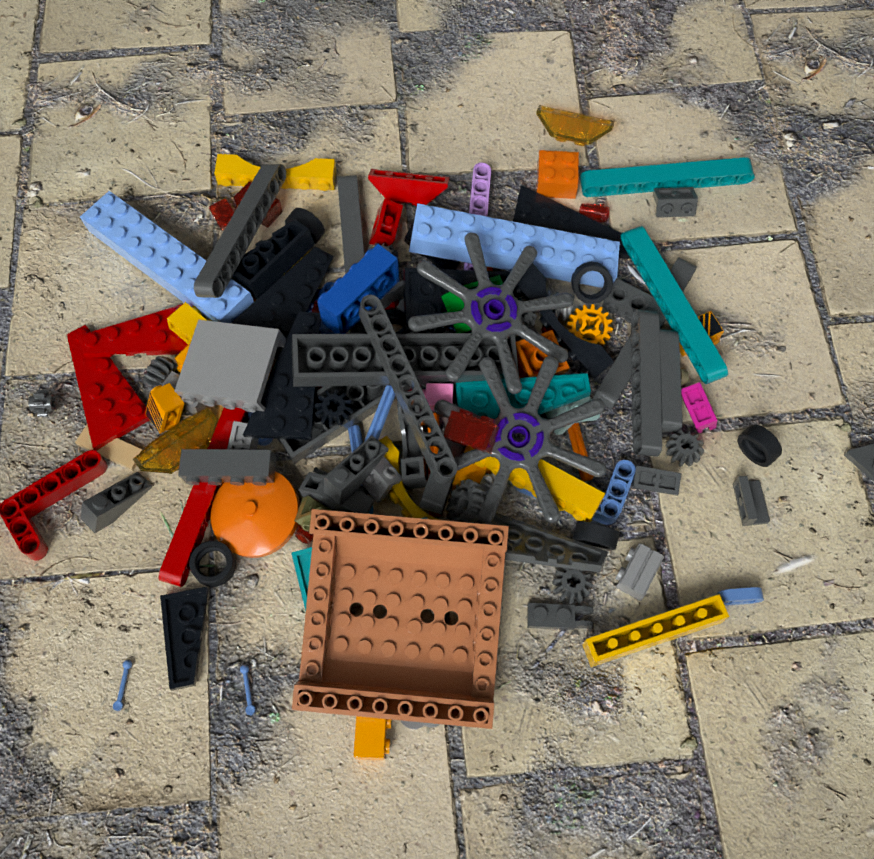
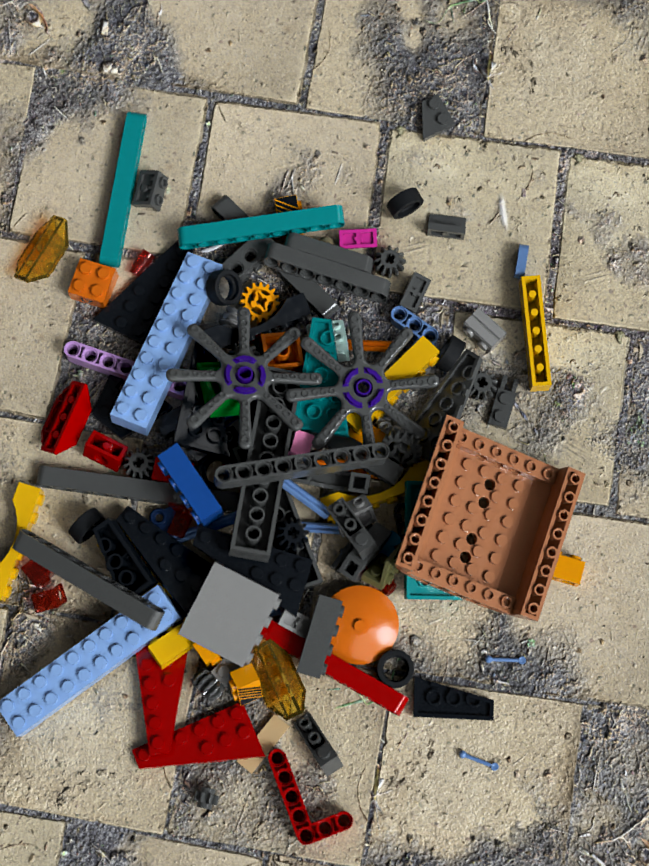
camera: 75 degrees left, 10 degrees up
(471, 431) = (352, 423): clear red brick -> none

